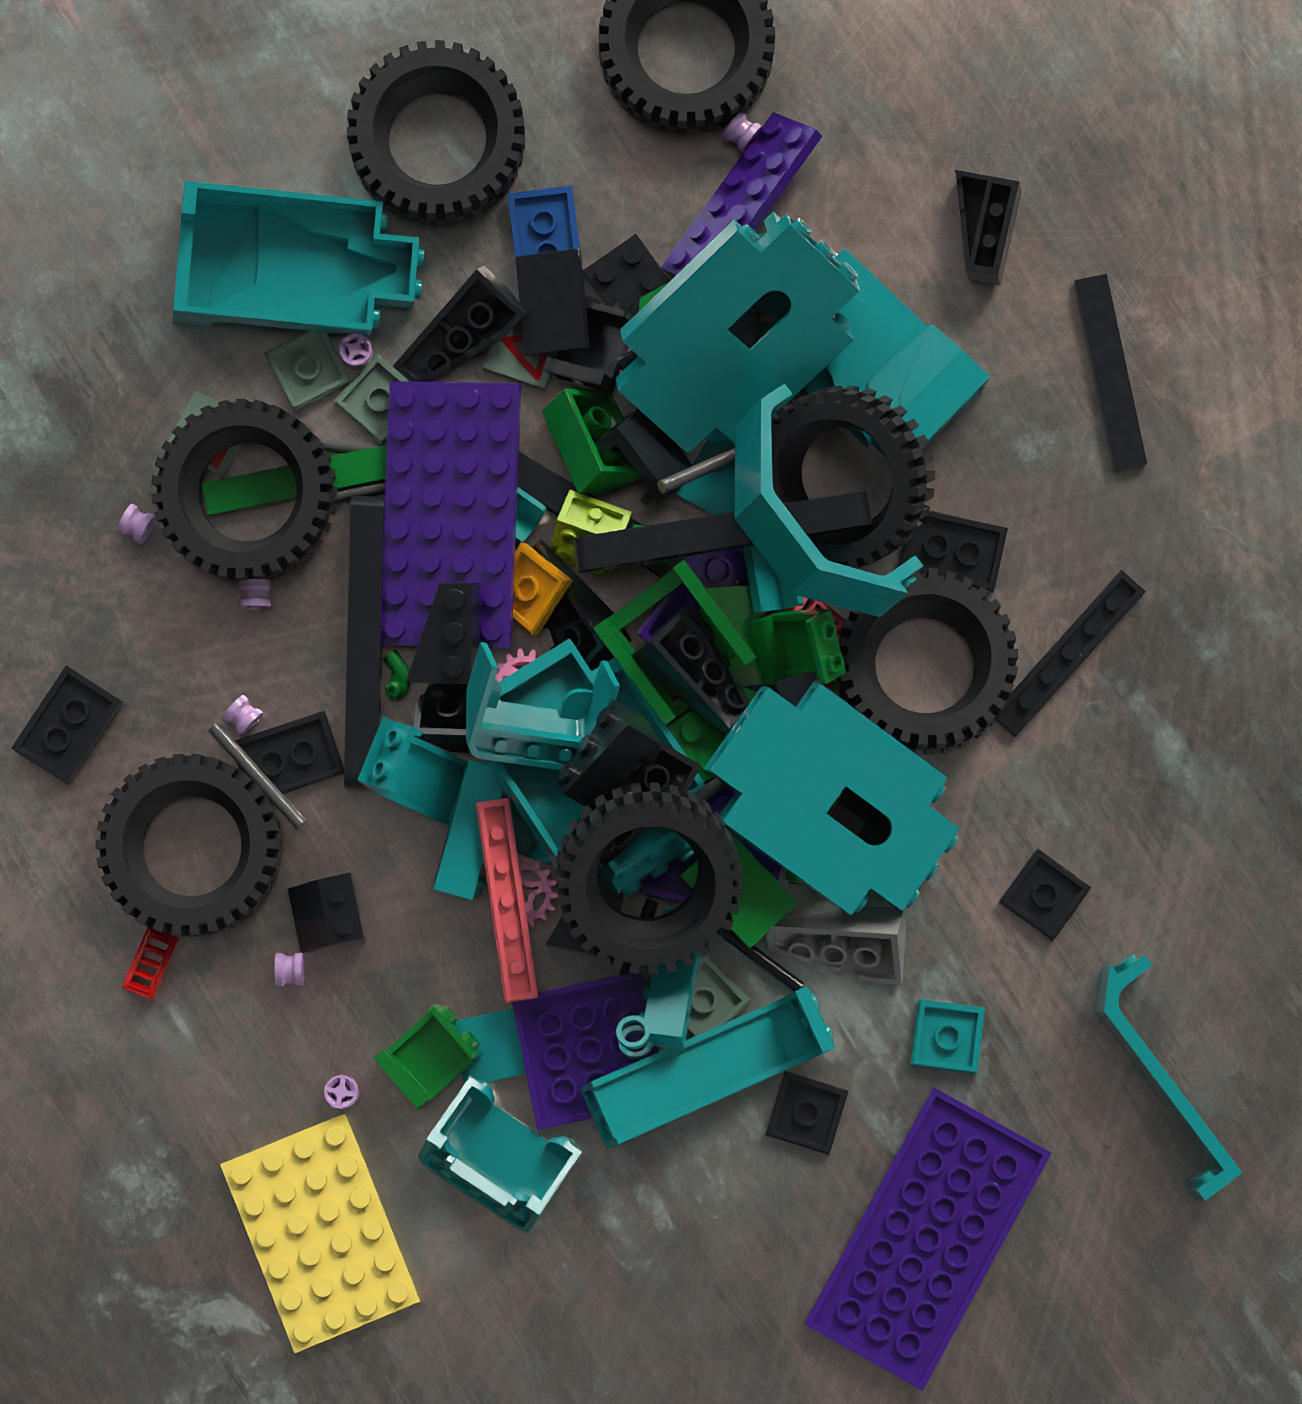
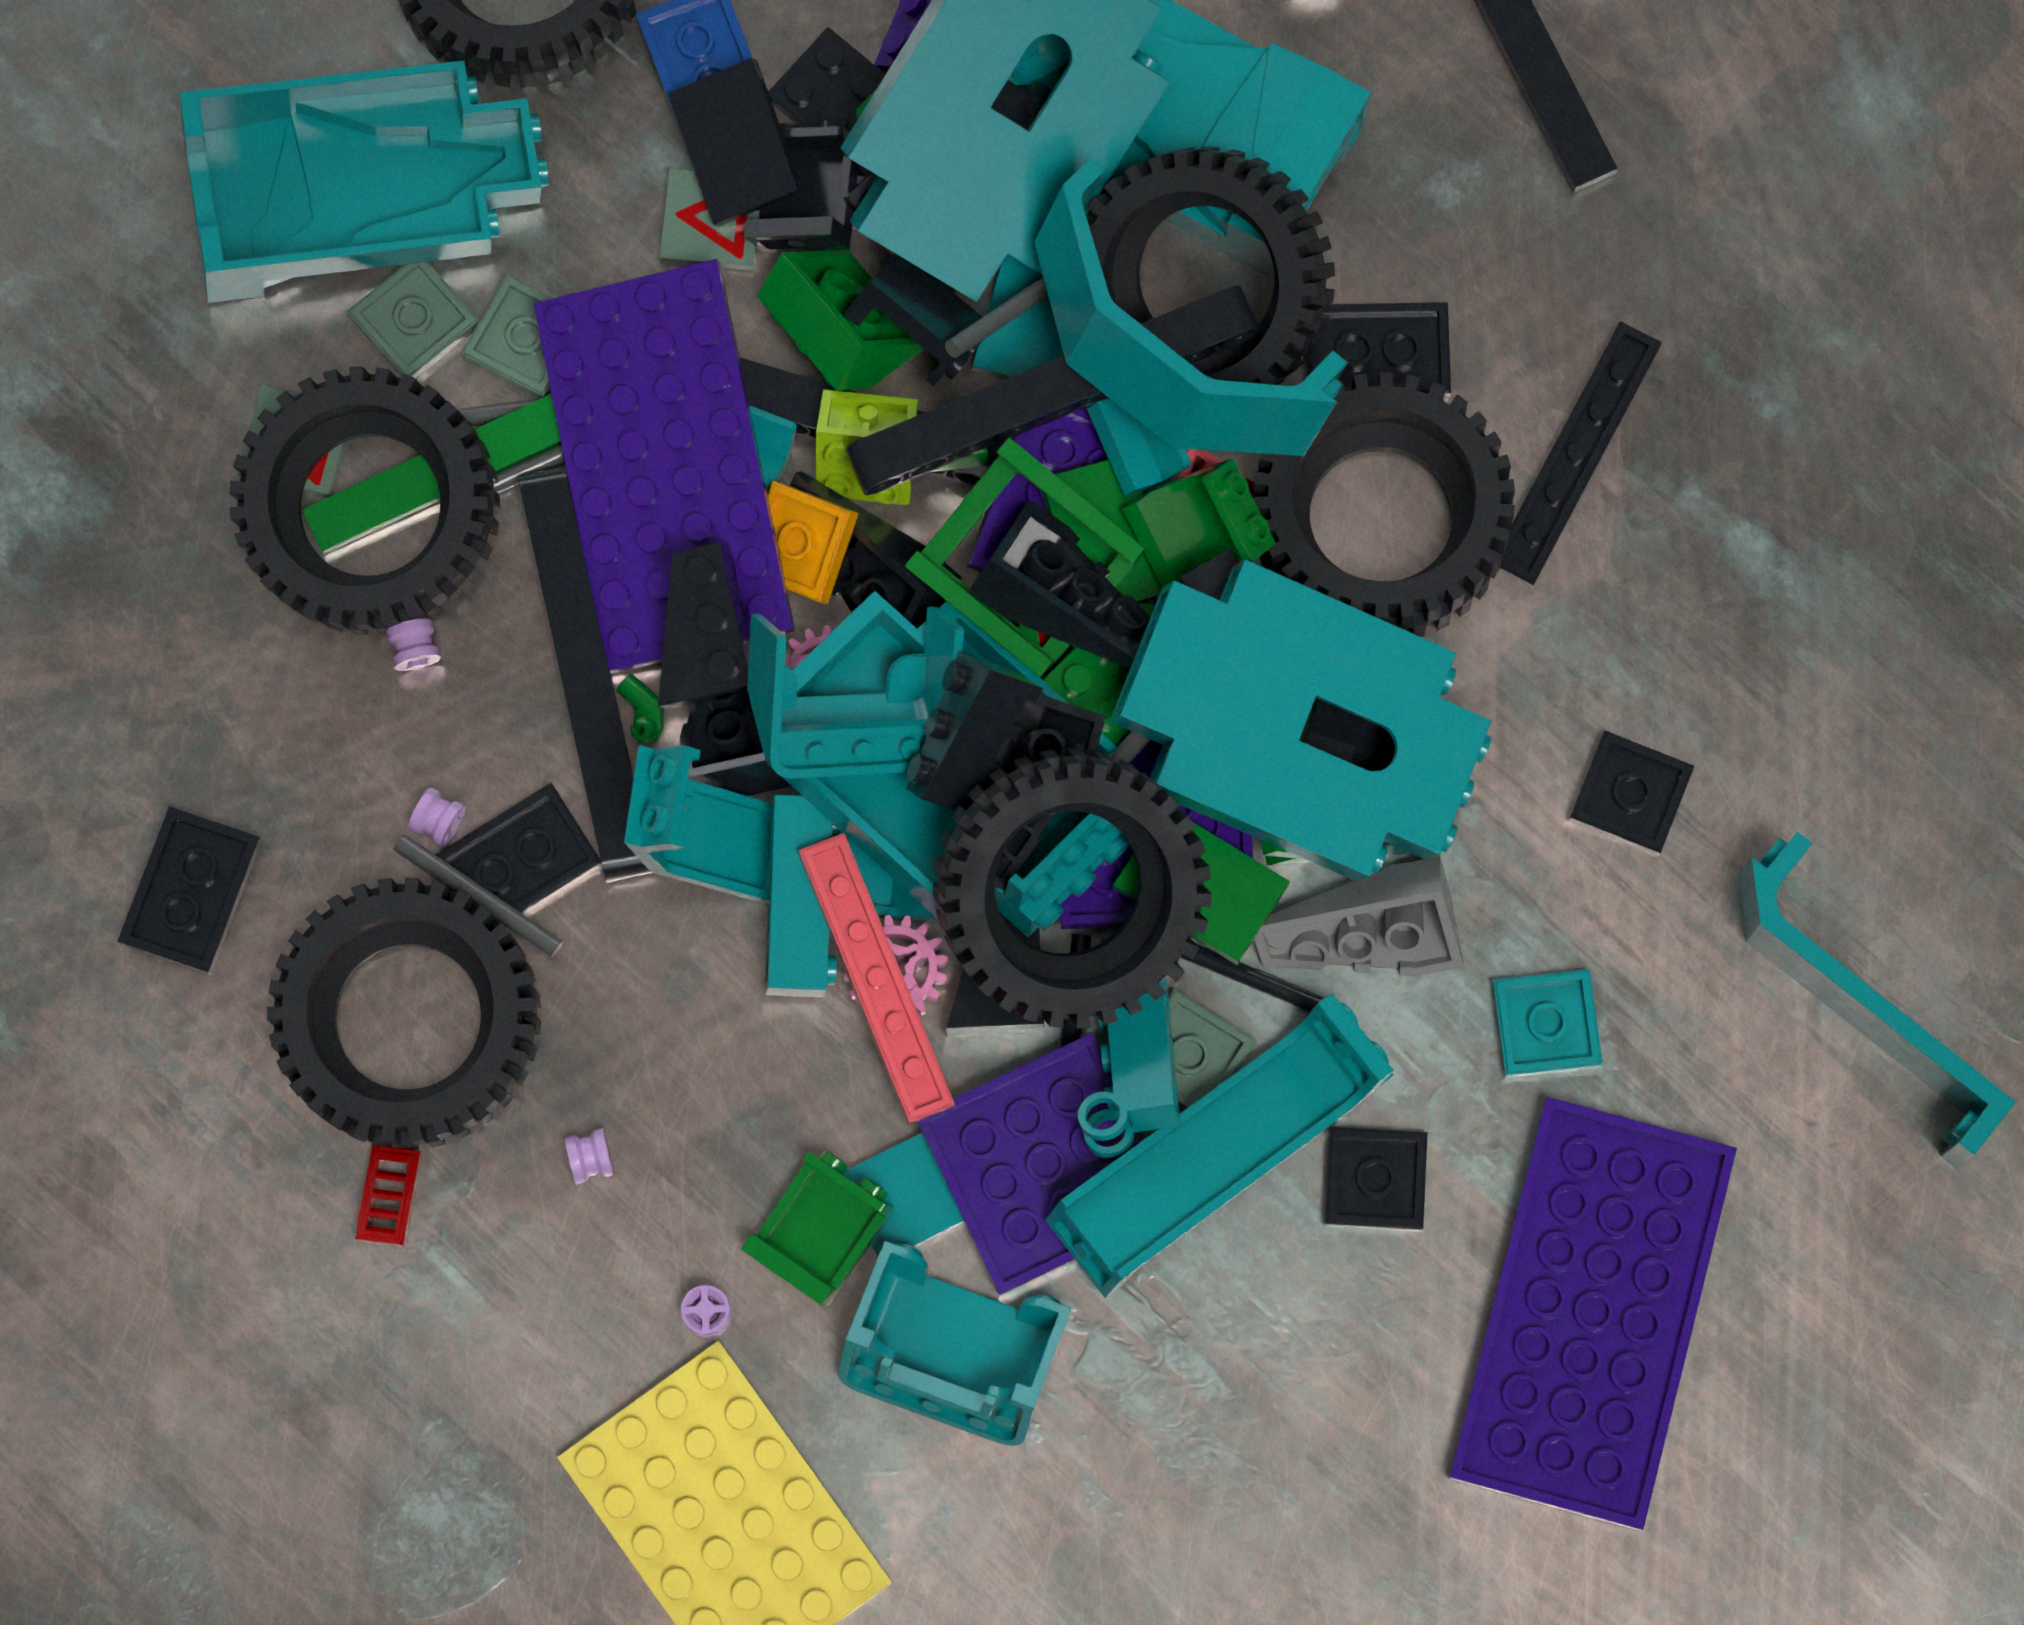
camera: 10 degrees left, 5 degrees down
(136, 524) = (222, 587): lavender wheel -> none
(326, 913) = (623, 1064): black slope -> none
(355, 345) = (475, 267): lavender wheel -> none
(469, 323) = (623, 202): black wedge -> none

